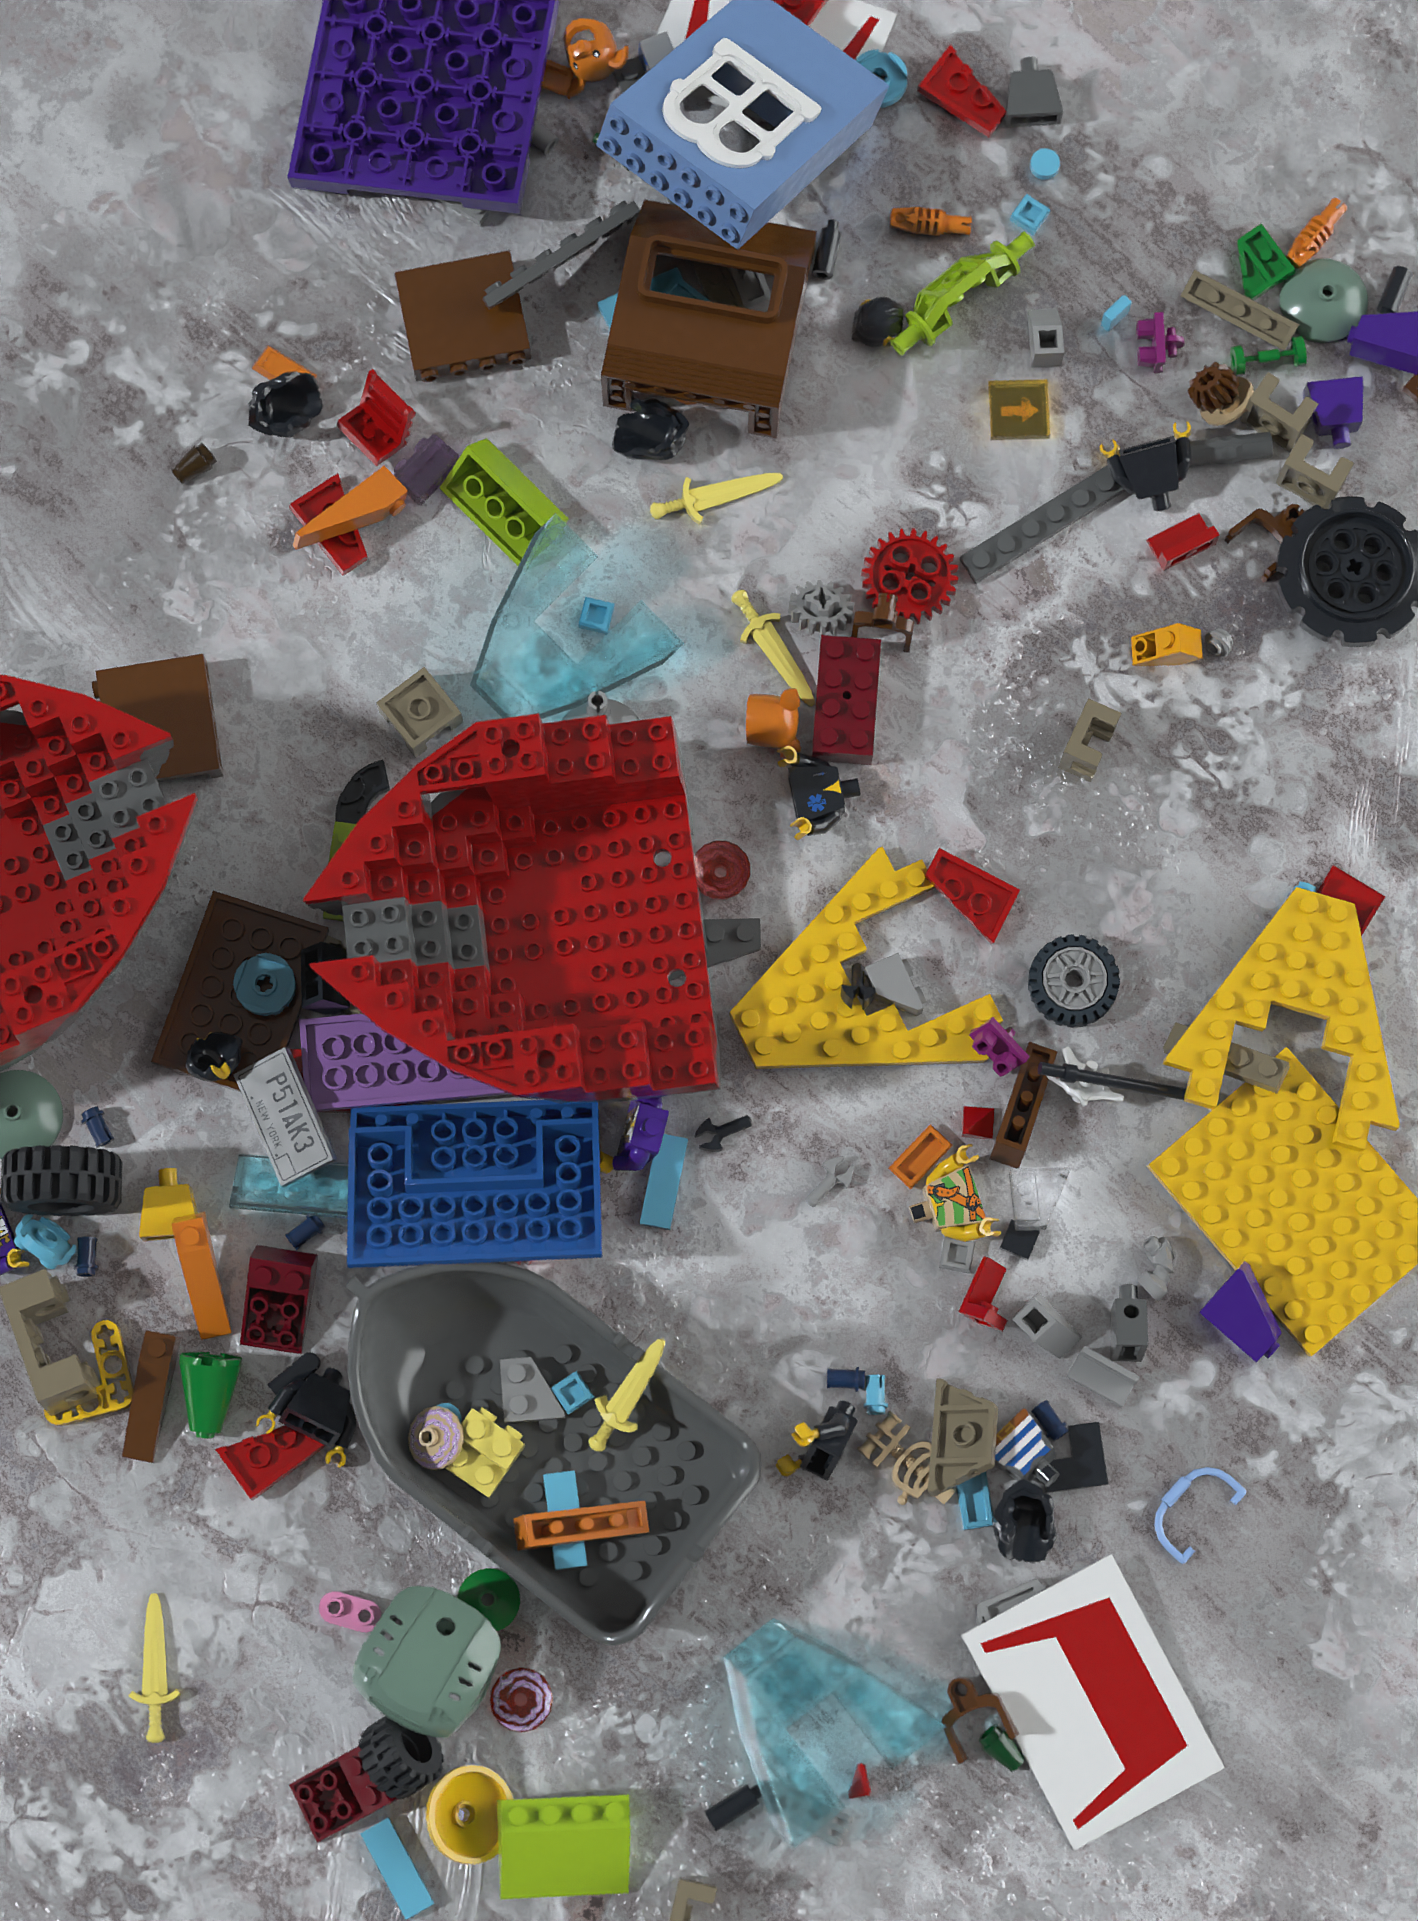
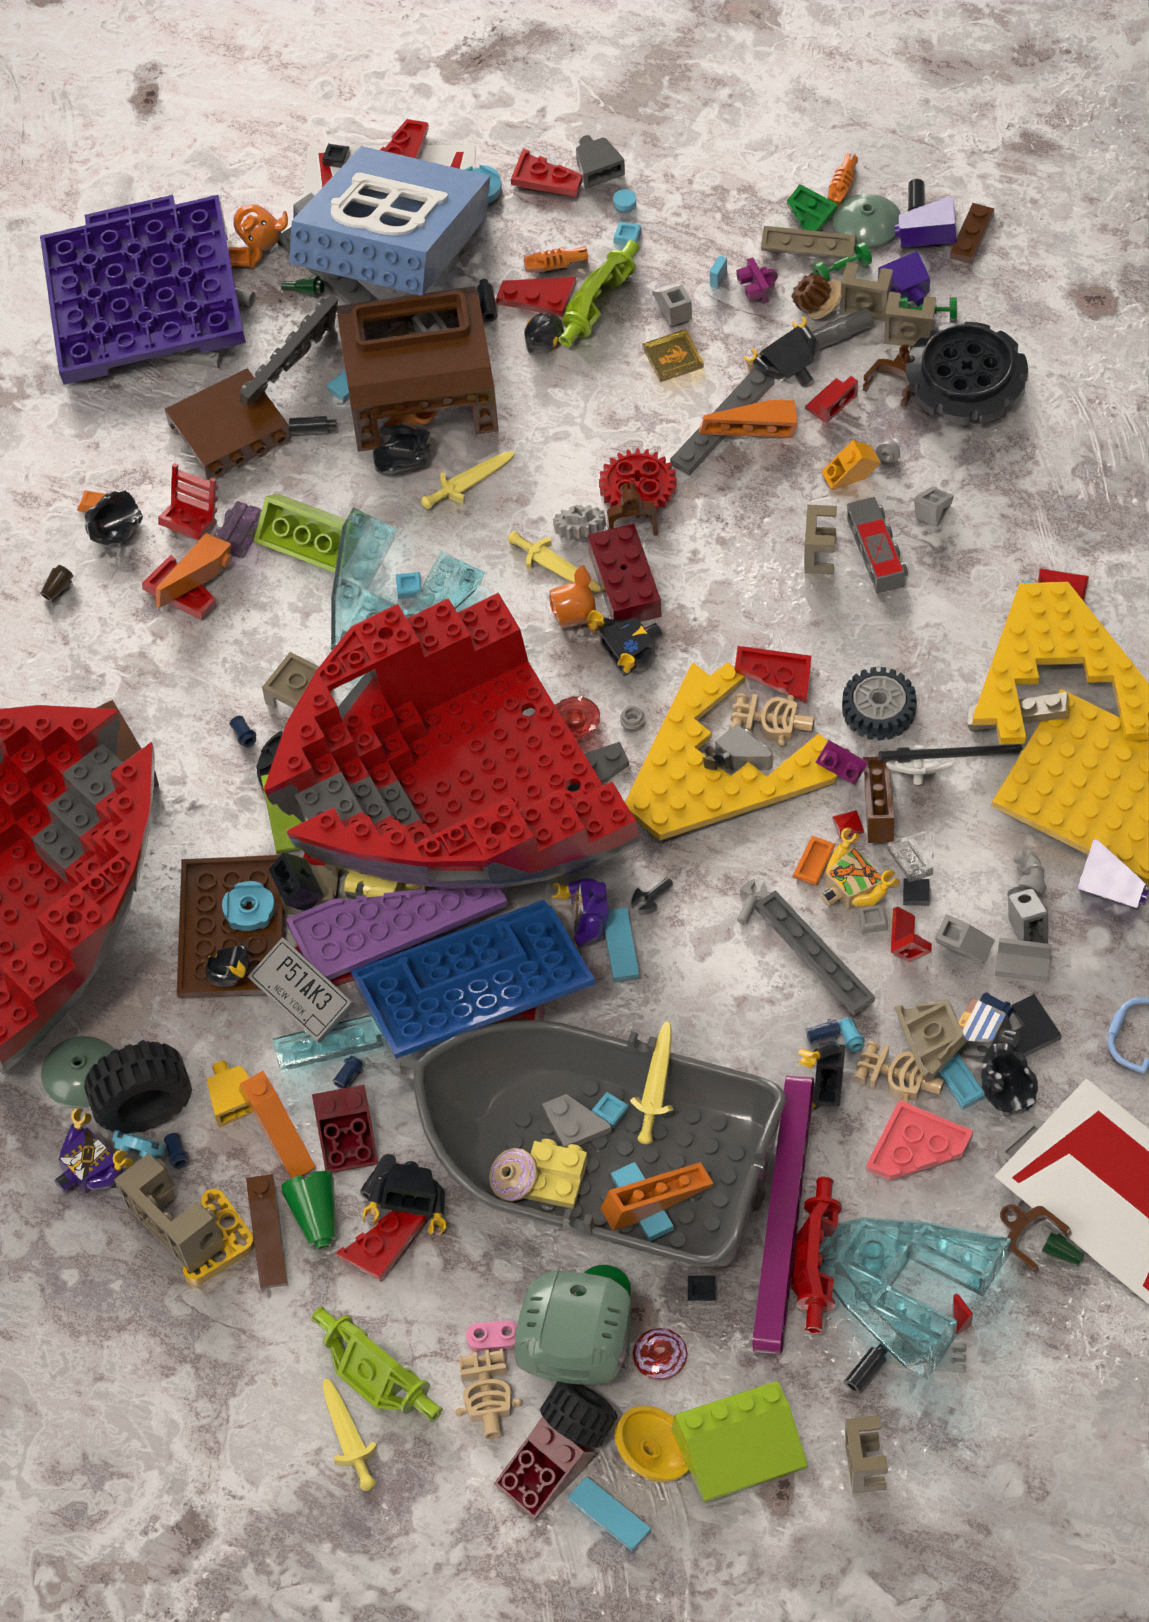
camera: 15 degrees left, 20 degrees down
(199, 1609) = (372, 1370): none -> lime plate
(312, 1707) = (488, 1404): none -> tan torso
(339, 744) = (245, 735): none -> dark blue pin
(559, 352) = (311, 425): none -> black cylinder
(590, 1648) = (701, 1290): none -> black tile
(713, 1594) = (783, 1216): none -> magenta beam
(716, 1658) = (810, 1285): none -> red plate
(786, 883) = (632, 712): none -> light grey plate
(875, 1276) = (815, 952): none -> dark grey plate
(892, 263) = (537, 295): none -> red wing
(894, 1555) = (916, 1142): none -> coral plate
(968, 967) = (746, 715): none -> tan torso
(1090, 546) = (759, 419): none -> orange slope
(1154, 766) = (876, 545): none -> dark grey brick
(1242, 734) = (931, 504): none -> light grey slope
(1373, 469) = (952, 309): none -> green wheel

